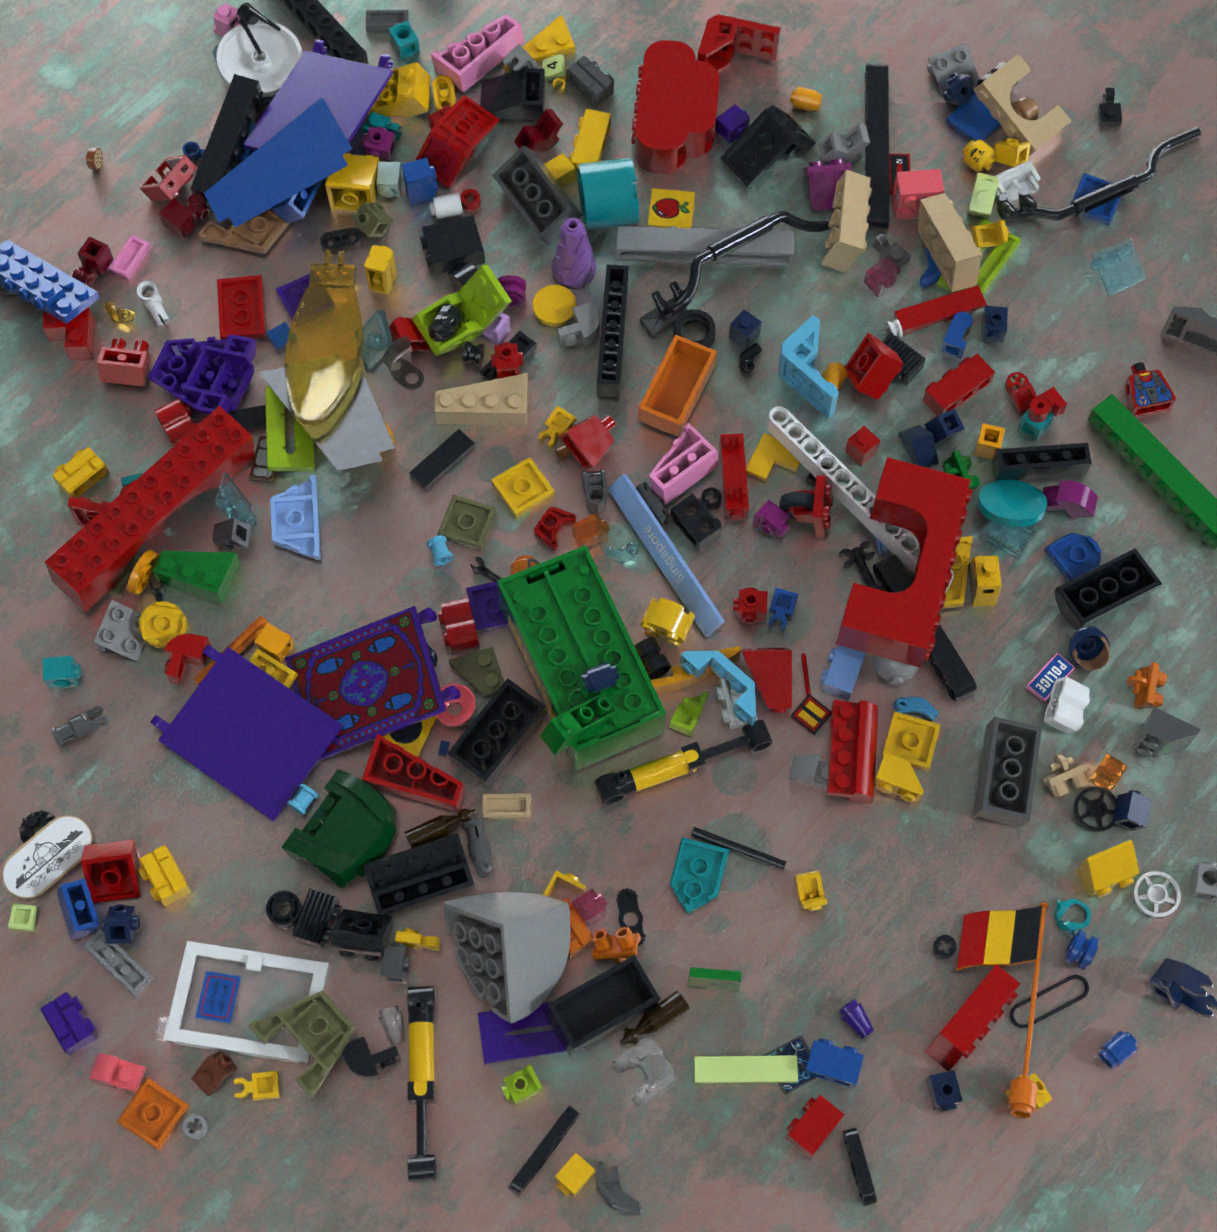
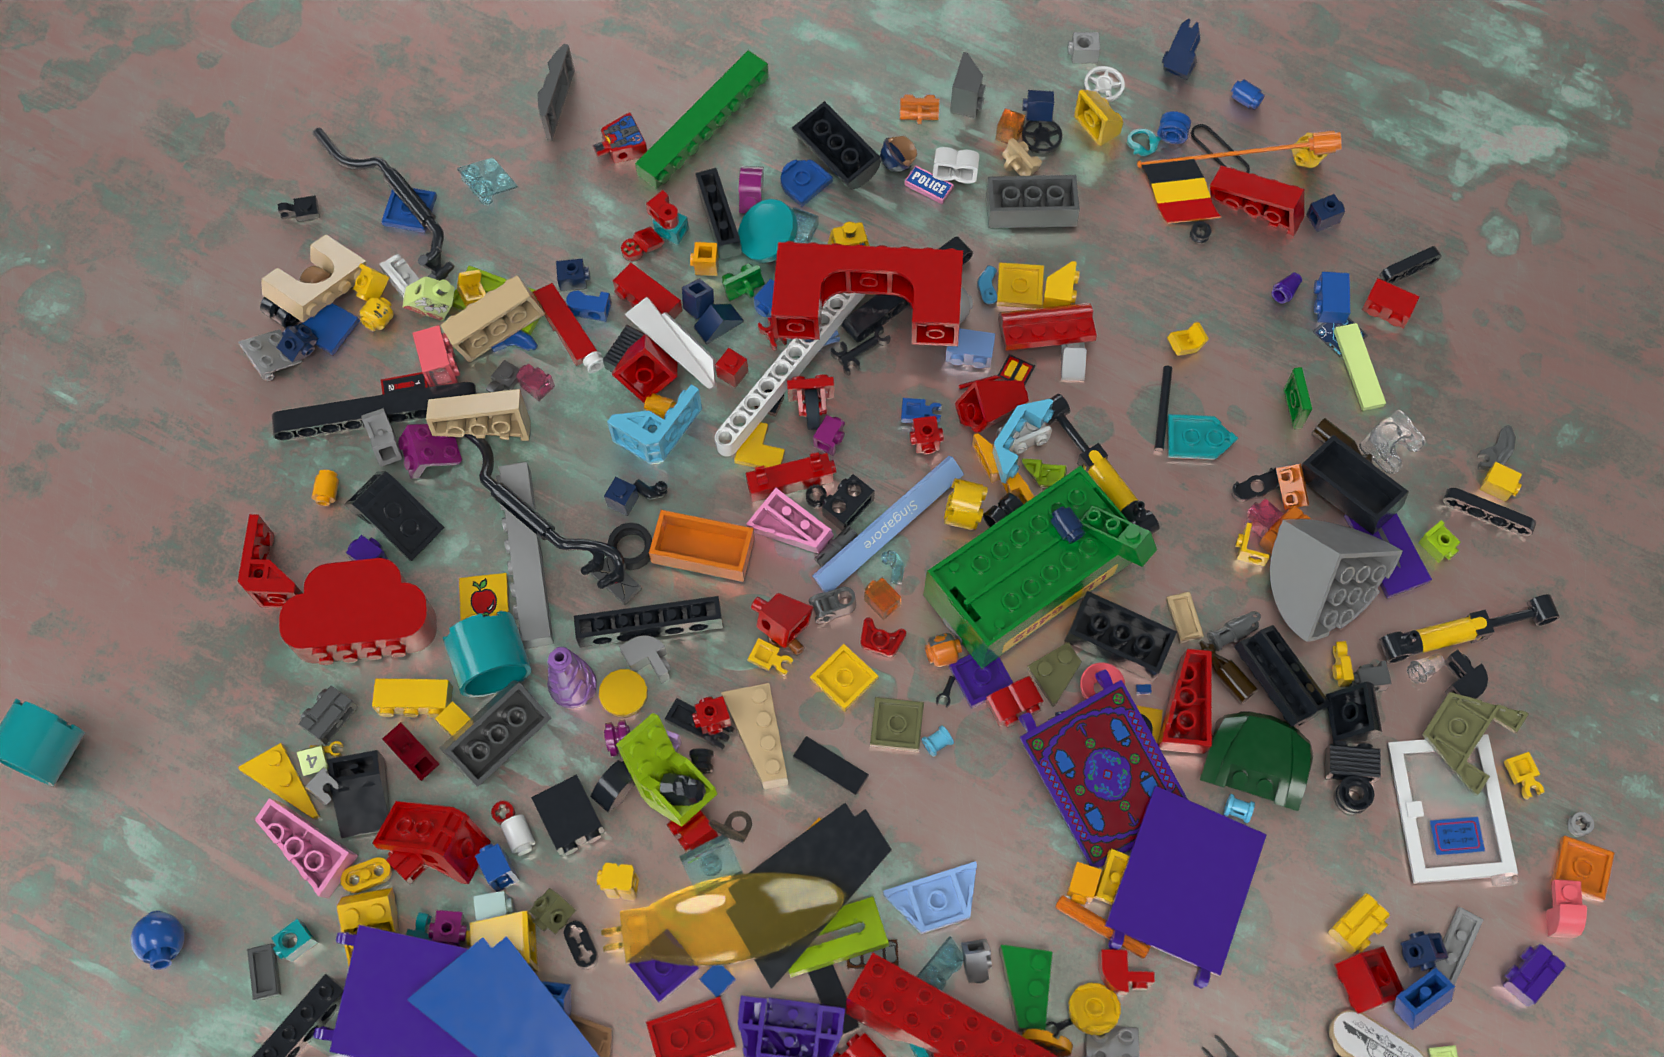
camera: 100 degrees left, 0 degrees up
(213, 1072) = (1527, 819): copper bracket -> none
(897, 393) = (674, 341): none -> white wedge

